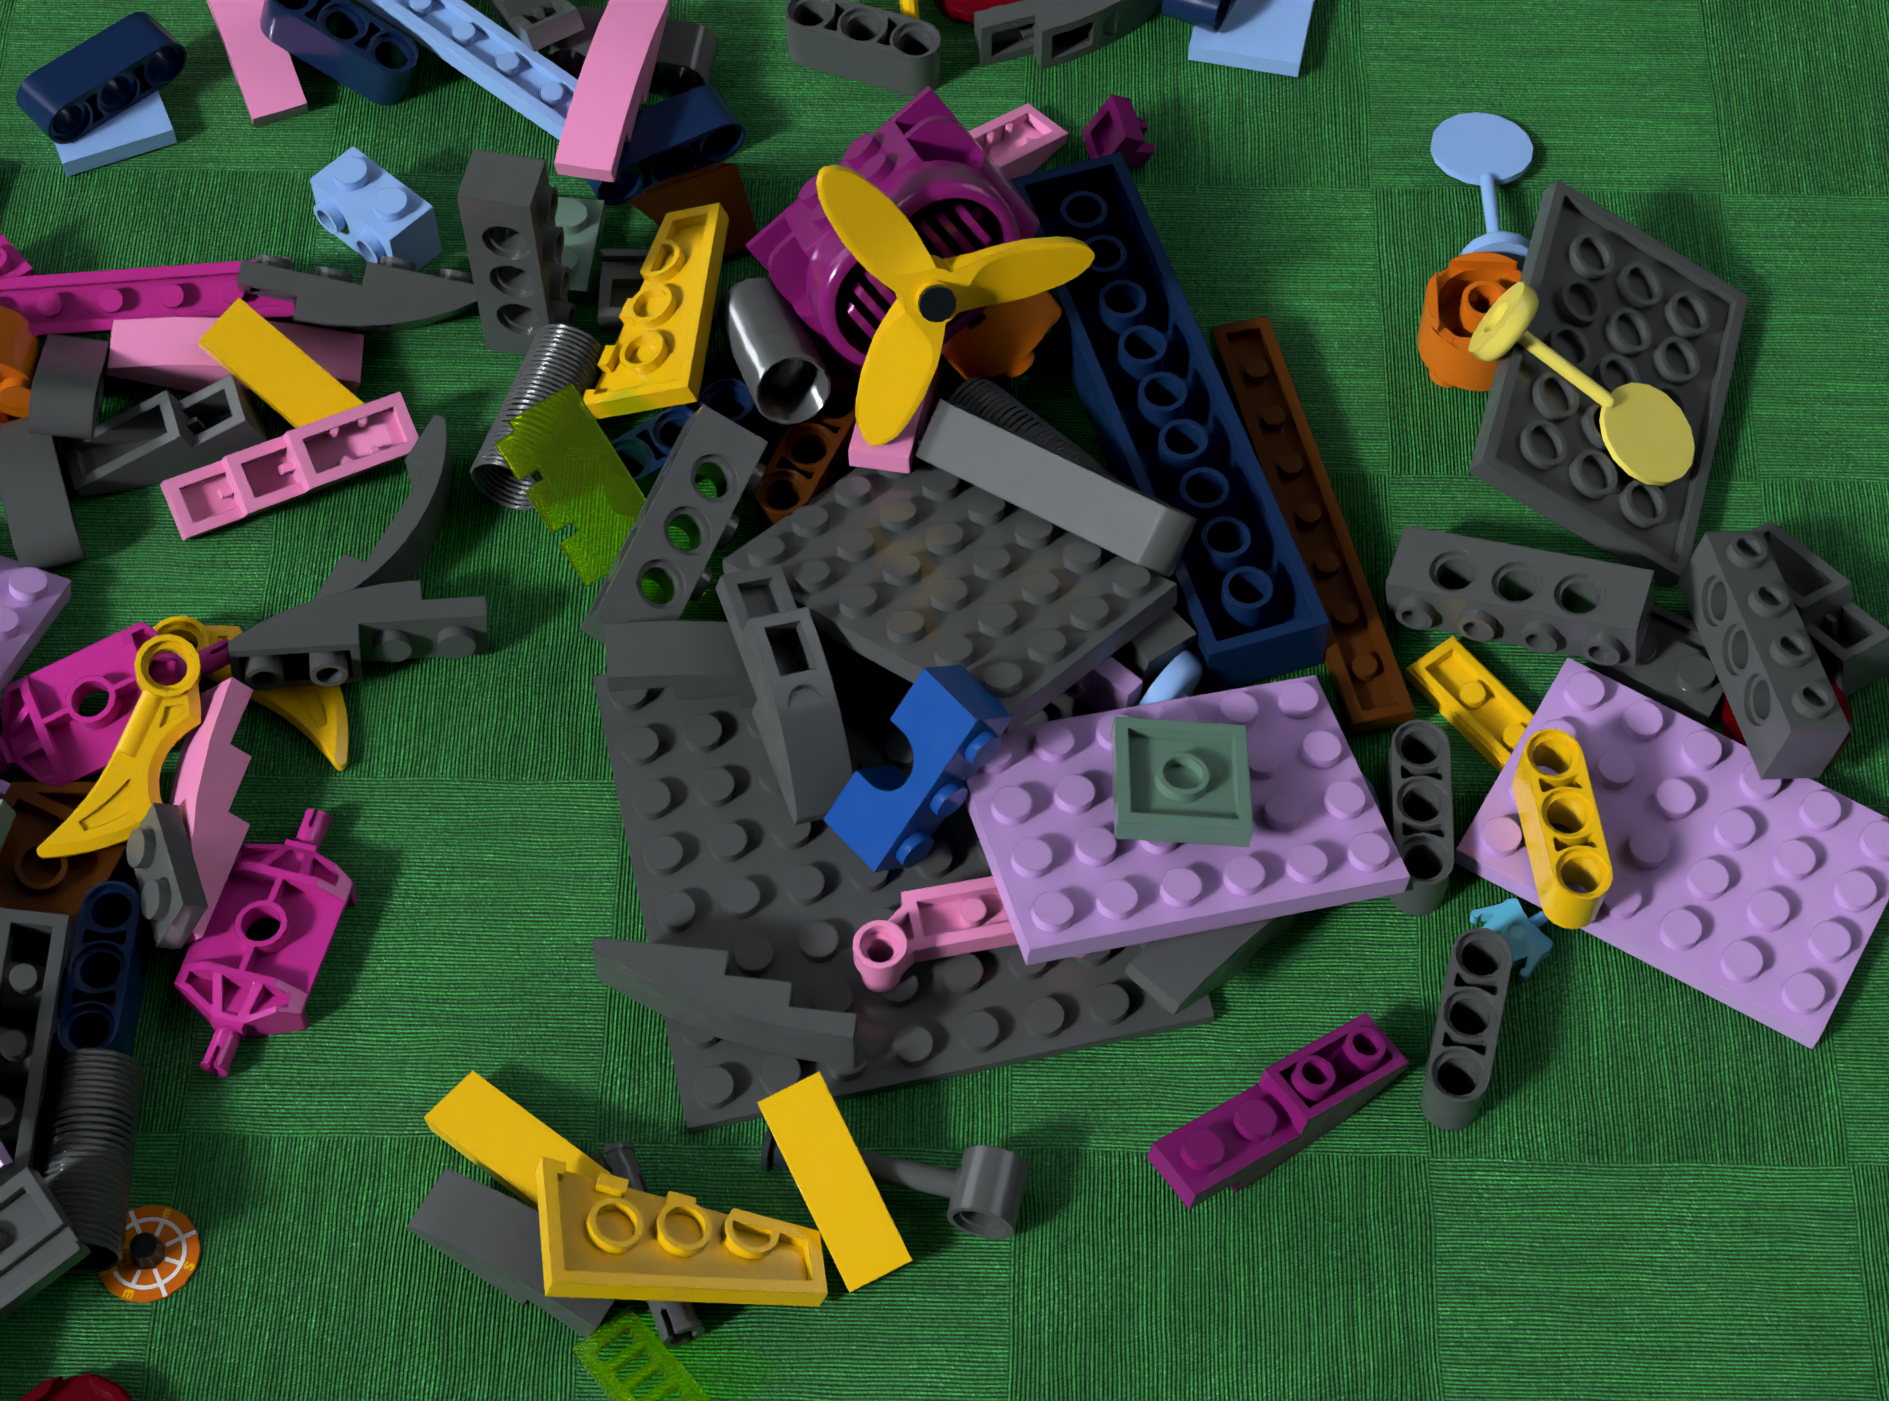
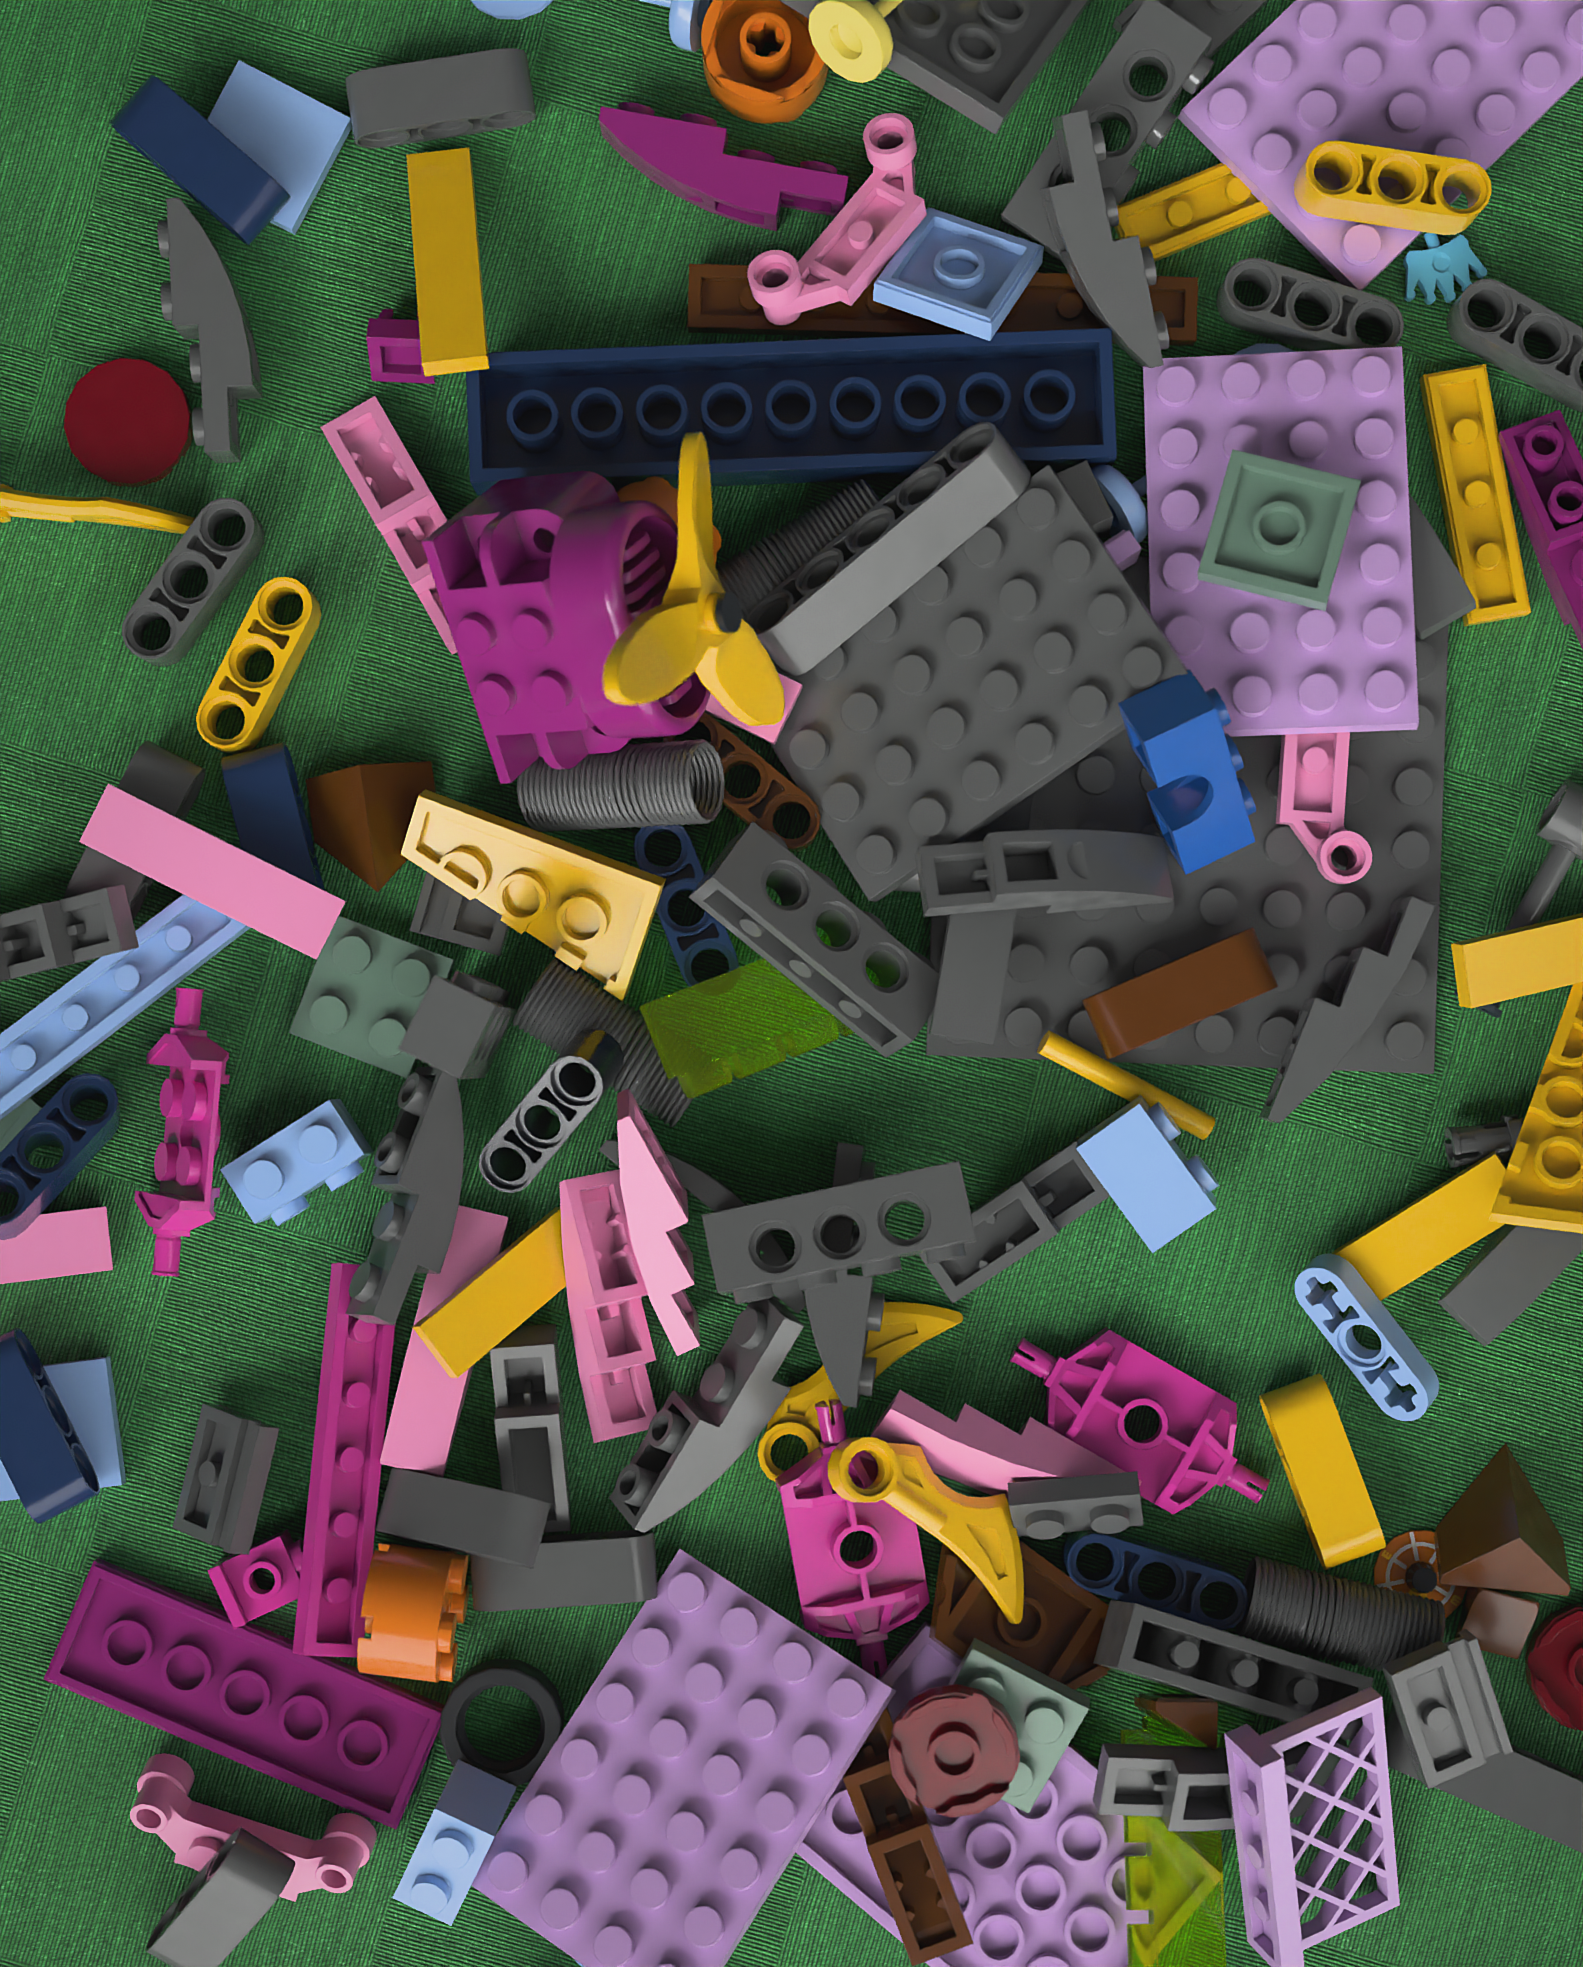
camera: 75 degrees left, 30 degrees up
(64, 226) = (225, 1478): none -> dark grey plate
(113, 1330) = (1498, 1619): none -> reddish brown slope
(193, 564) = (704, 1435): none -> dark grey slope
(204, 1313) = (1501, 1535): none -> reddish brown slope
(242, 1113) = (1322, 1471): none -> yellow beam
(385, 133) = (190, 1135): none -> dark pink plate
(388, 446) = (654, 1209): none -> bright pink slope
(392, 1121) = (1365, 1363): none -> light blue beam
(397, 594) = (737, 1233): none -> dark grey brick
(462, 366) = (564, 1090): none -> black beam
(471, 801) = (1022, 1218): none -> dark grey slope
(516, 861) = (1148, 1172): none -> light blue brick
(603, 844) = (1123, 1083): none -> yellow bar
(706, 851) = (1180, 993): none -> reddish brown beam
(804, 99) = (256, 634): none -> yellow beam
(1197, 136) = (447, 262): none -> yellow tile
(1258, 1034) = (1475, 492): none -> yellow tile
(1337, 507) = (958, 274): none -> light blue tile
(1338, 423) = (856, 240): none -> bright pink plate
(1342, 118) = (440, 98): none -> dark grey beam
(1362, 324) = (694, 165): none -> magenta slope
(1385, 600) = (1105, 270): none -> dark grey slope

